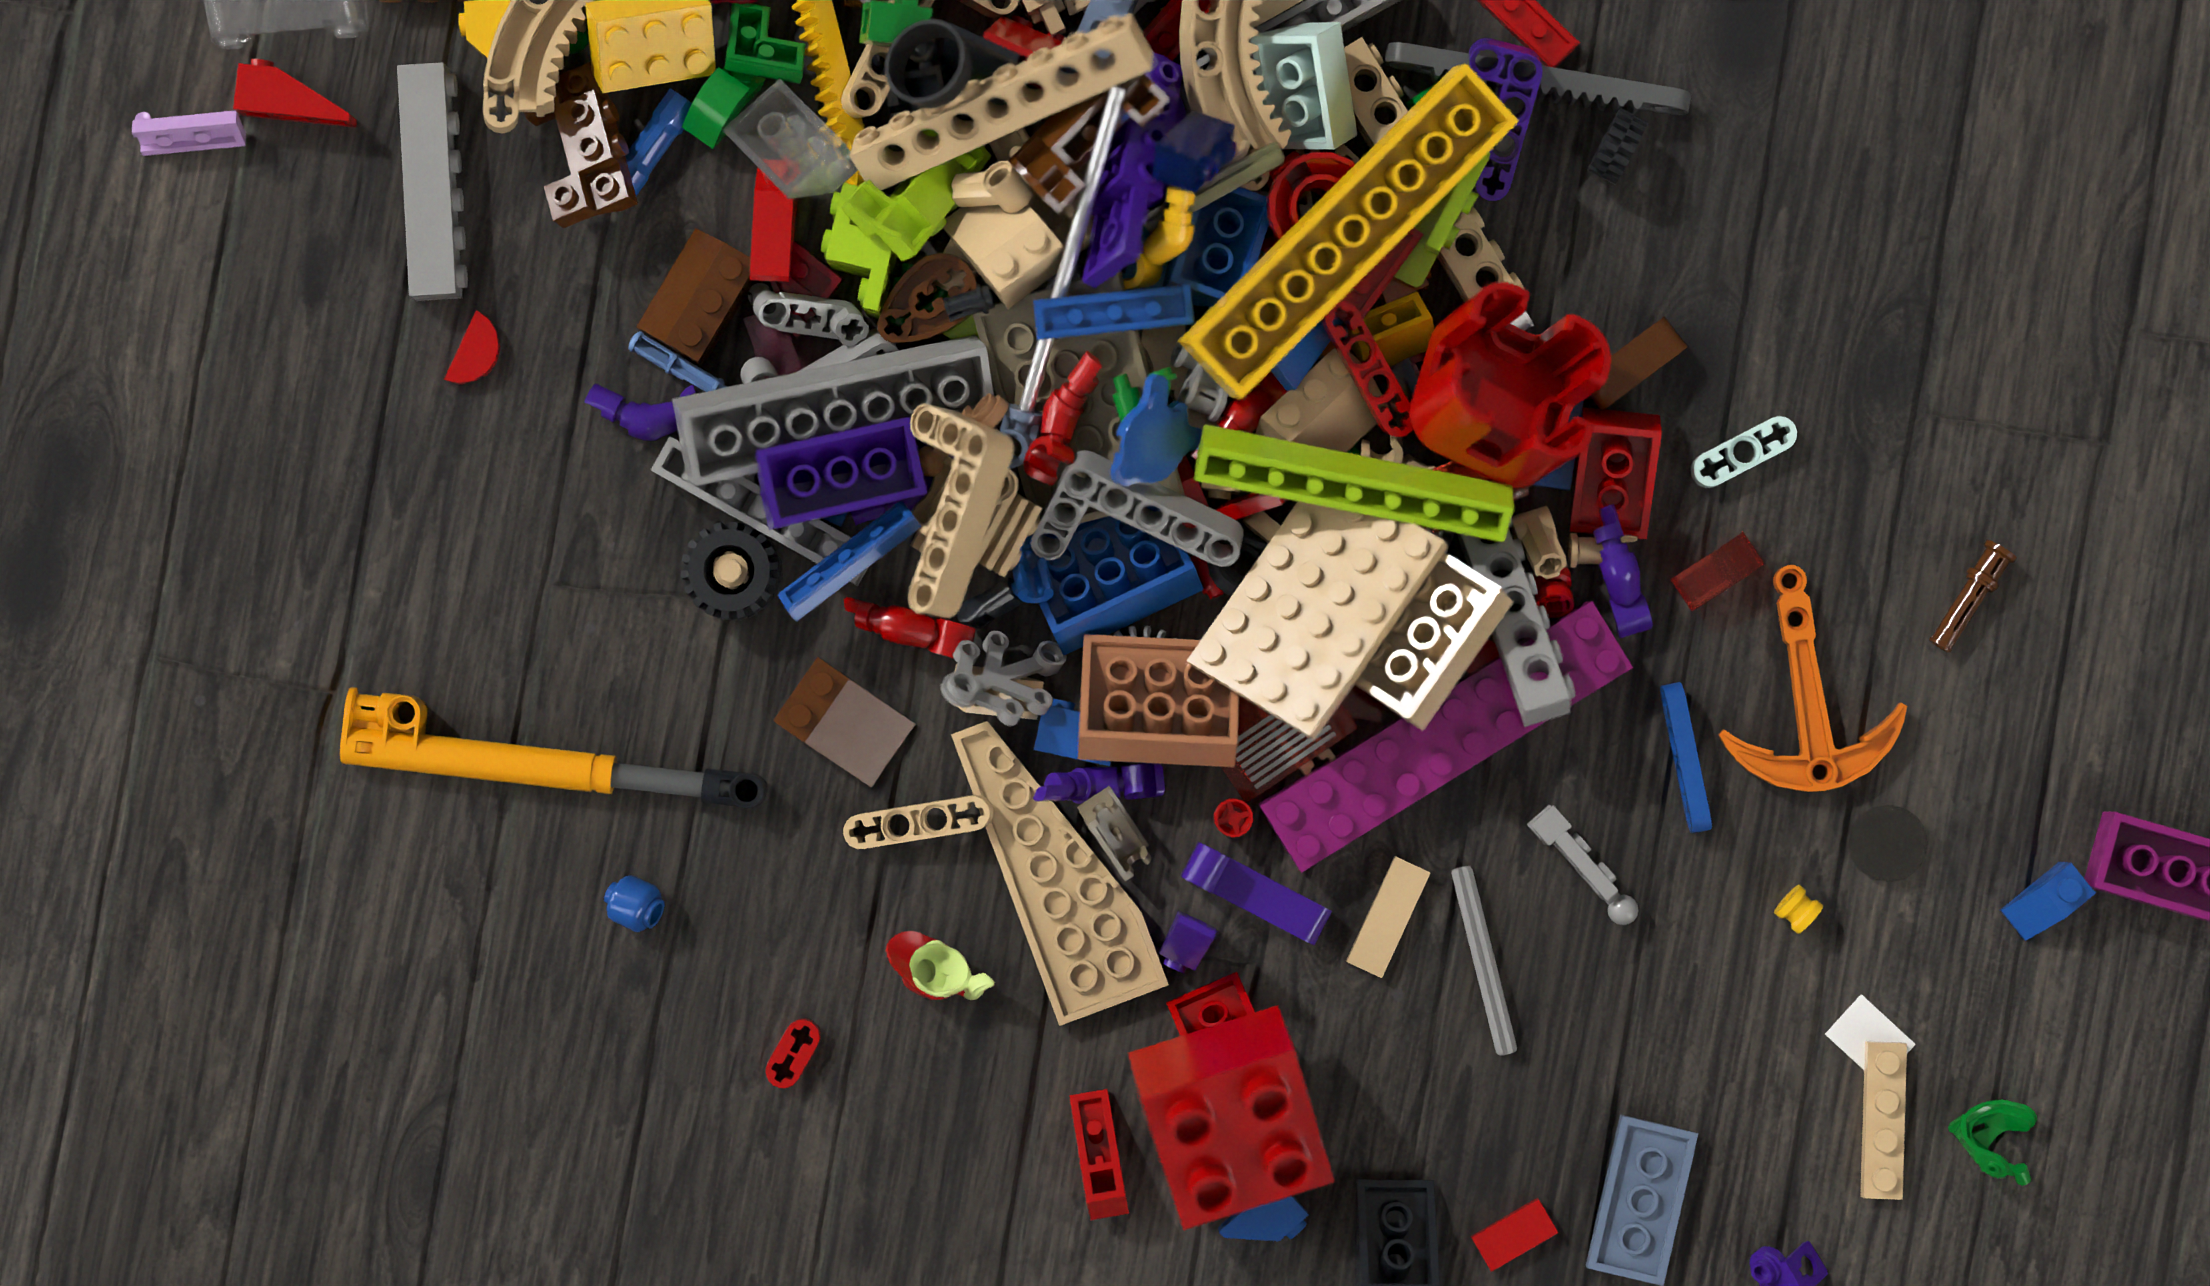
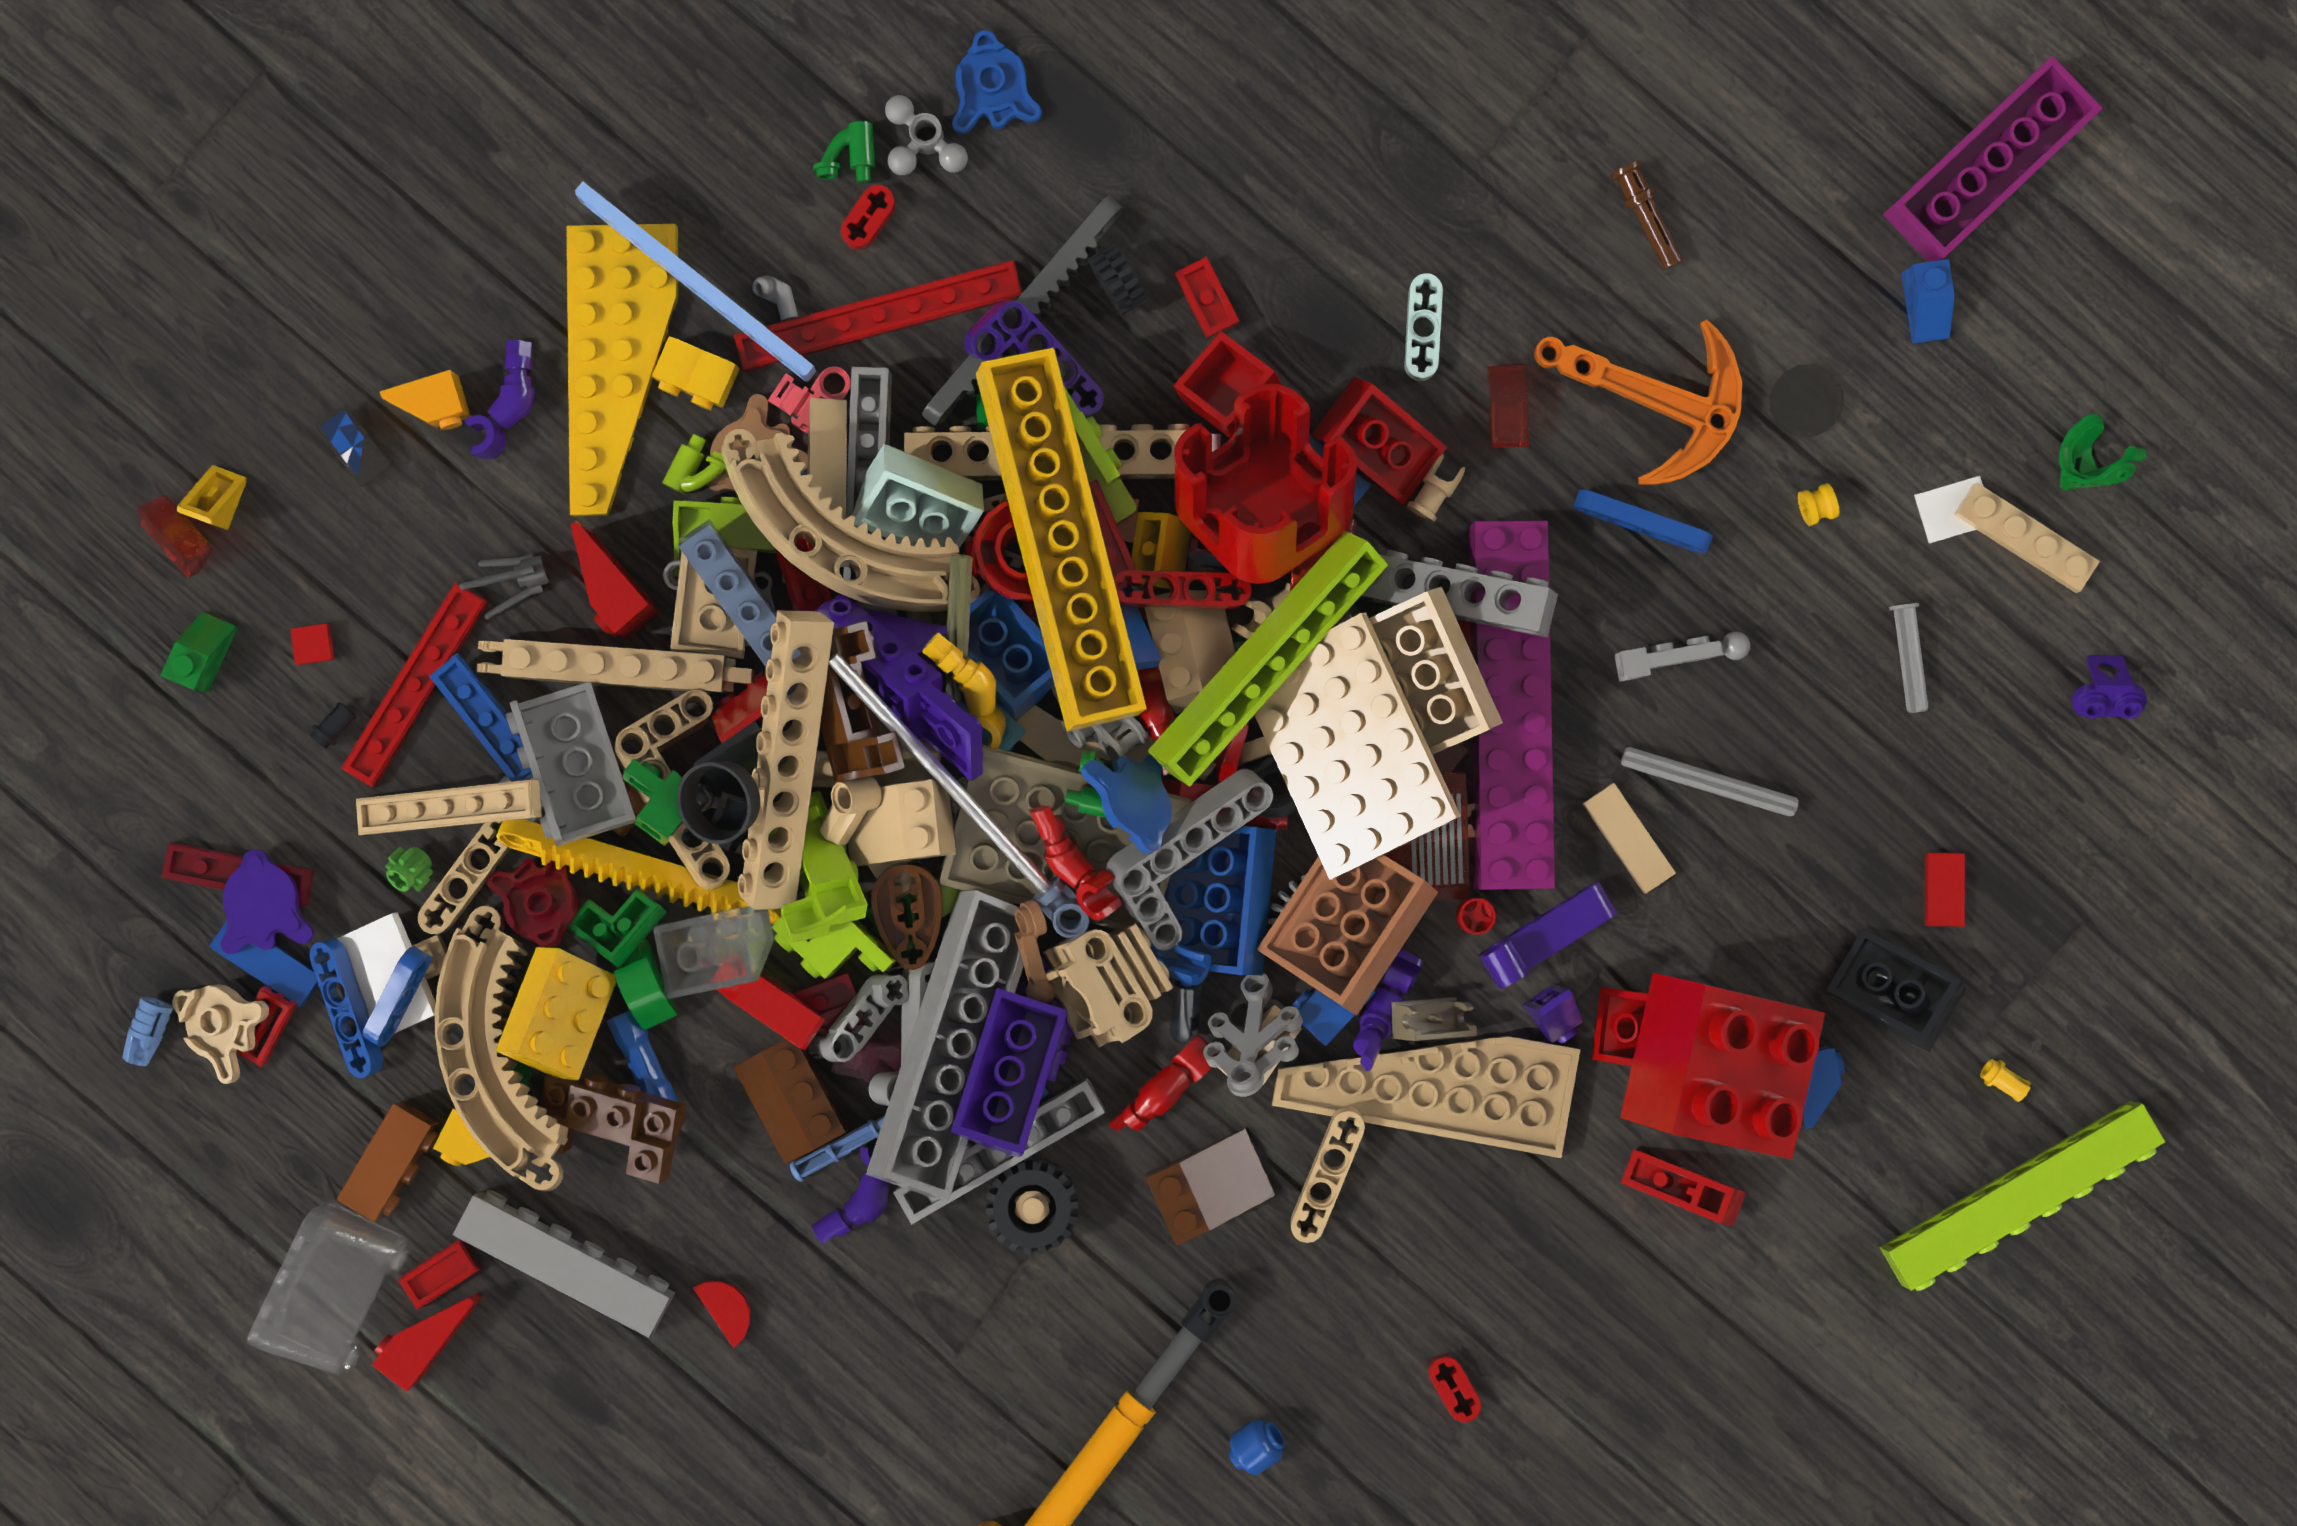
camera: 65 degrees left, 0 degrees up
(188, 132) = (403, 1439): lavender hinge -> none
(354, 76) = (439, 1273): none -> red tile
(848, 560) = (1084, 1107): blue tile -> none
(934, 968) = (1454, 1233): yellowish green hair -> none
(964, 508) = (1101, 989): tan beam -> none
(969, 303) = (931, 882): black pin -> none
(1113, 312) = (1011, 770): blue tile -> none
(1194, 151) = (921, 626): clear blue brick -> none
(1539, 541) = (1400, 535): tan piece -> none
(1555, 594) = (1446, 547): red wheel -> none
(1582, 289) = (1219, 379): none -> red piece
(1621, 577) = (1468, 486): dark purple piece -> none
(1639, 360) = (1300, 364): reddish brown beam -> none
(1641, 1200) = (1977, 770): sand blue plate -> none
(1650, 238) = (1206, 298): none -> red plate
(1709, 1077) = (1910, 657): none -> light grey axle

